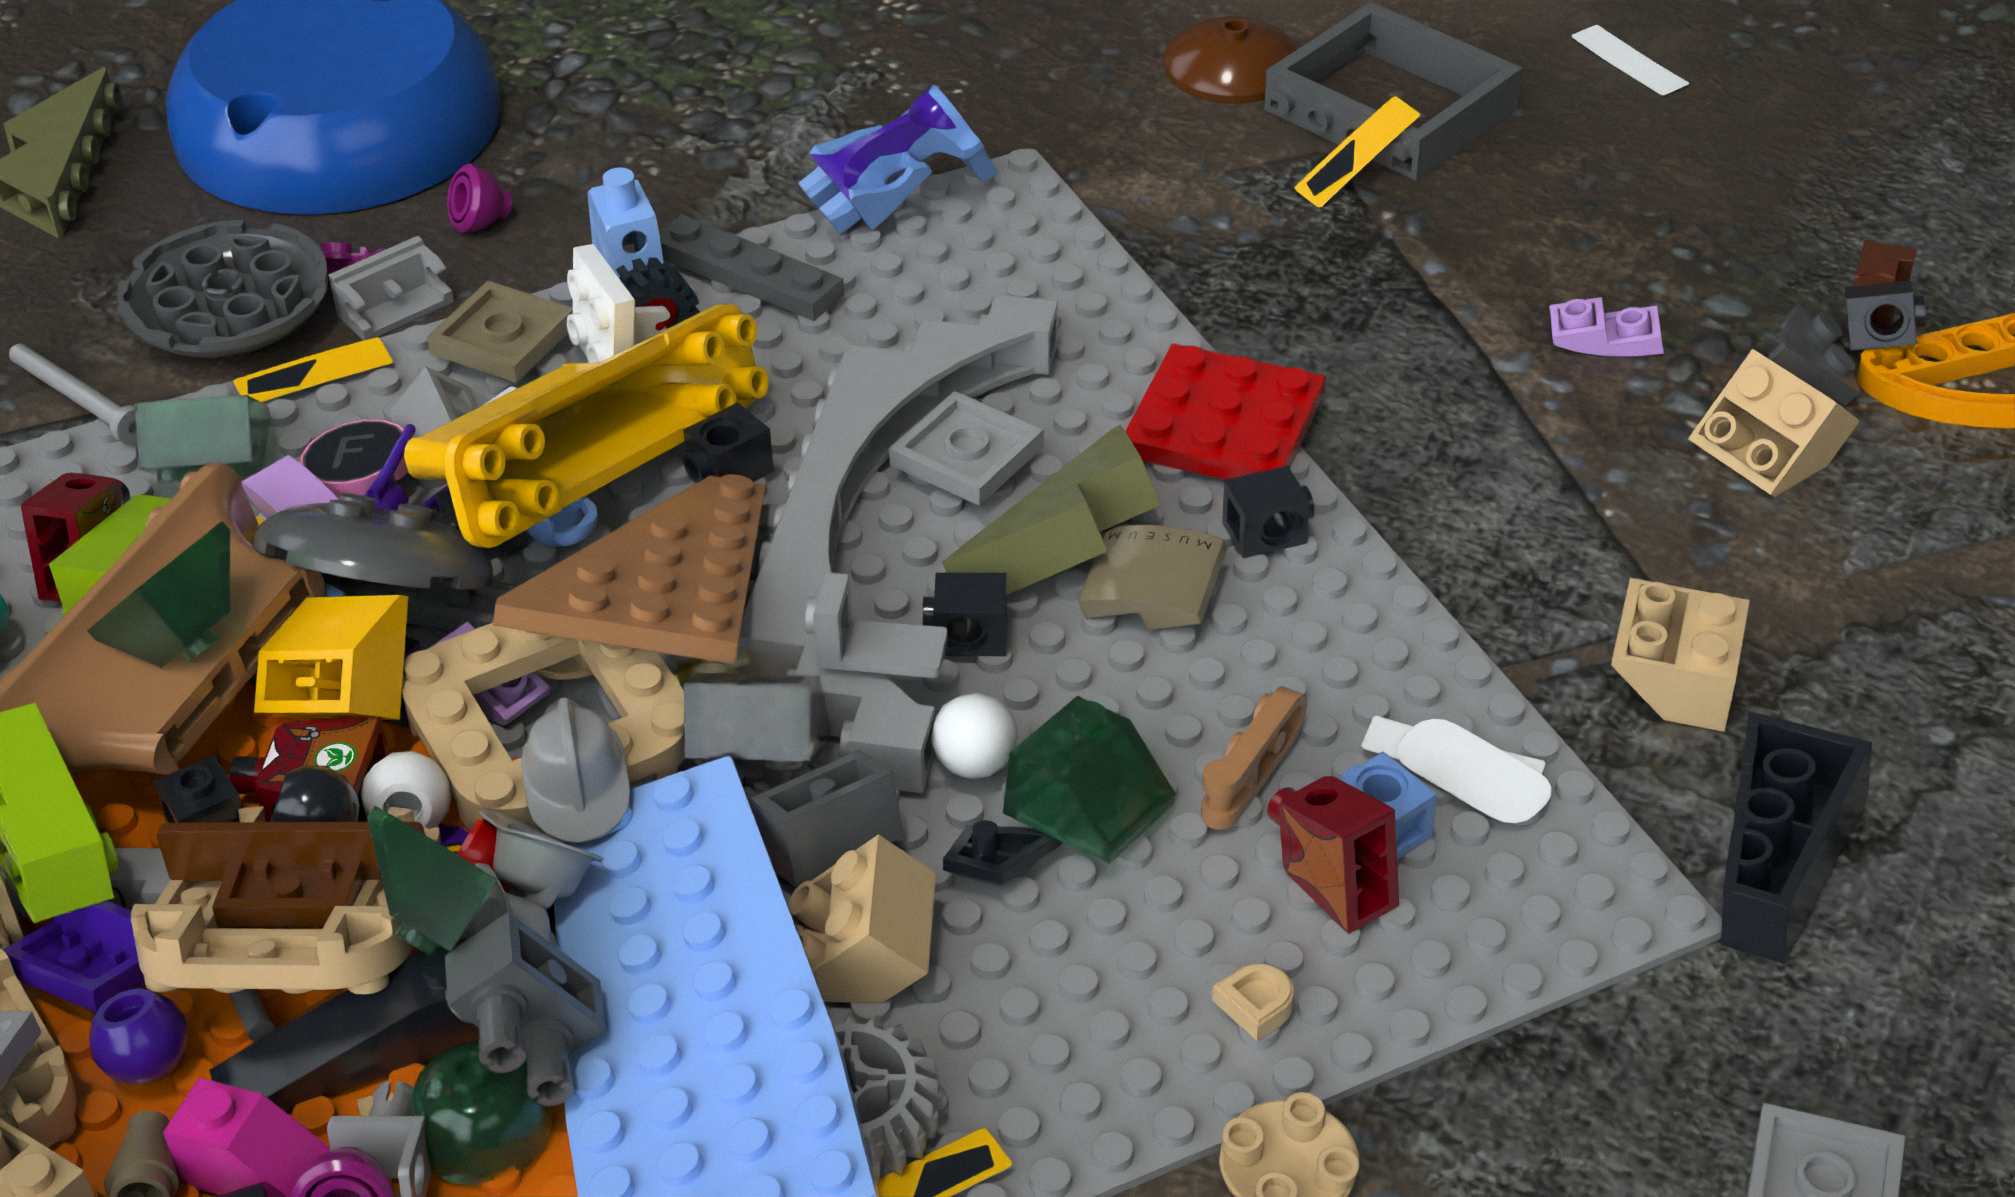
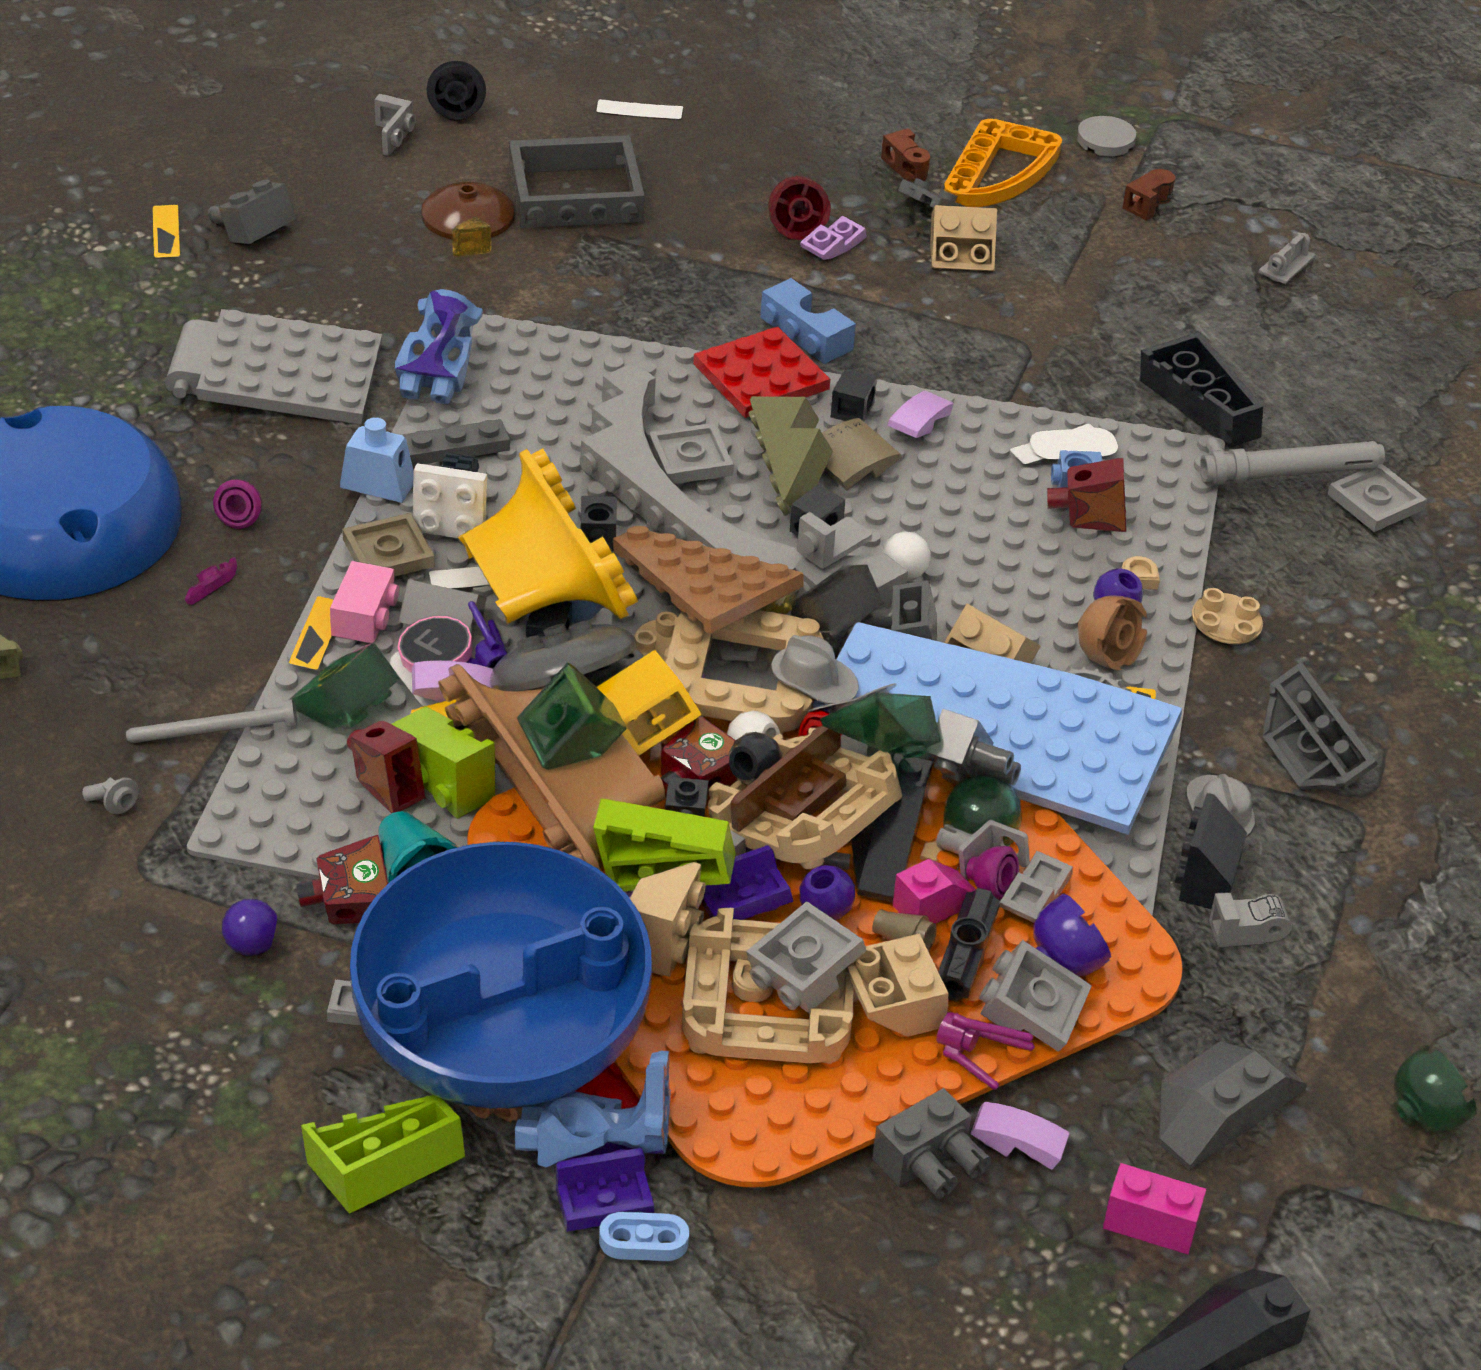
camera: 55 degrees left, 0 degrees up
(223, 289) = (205, 624): dark grey brick -> none
(371, 363) = (363, 602): none -> bright pink brick
(390, 289) = (279, 572): light grey hinge -> none
(749, 94) = (276, 365): none -> light grey plate
(996, 852) = (978, 592): black piece -> none
(1042, 1035) = (1112, 631): none -> medium nougat cylinder
(1087, 781) = (970, 541): clear green slope -> none
(1148, 992) = (1120, 583): none -> dark purple piece
(1166, 82) = (471, 237): none -> clear yellow slope
(1251, 757) = (1006, 489): medium nougat plate -> none
(1307, 587) = (919, 414): none -> lavender slope
(1356, 151) = (616, 219): yellow sticker -> none
(1386, 396) = (820, 334): none -> medium blue arch
(1599, 256) = (798, 207): none -> dark red cylinder
(1645, 969) = (1241, 465): none -> light grey cylinder
(1681, 650) = (1079, 344): tan slope -> none
(1864, 299) = (939, 164): black brick -> none

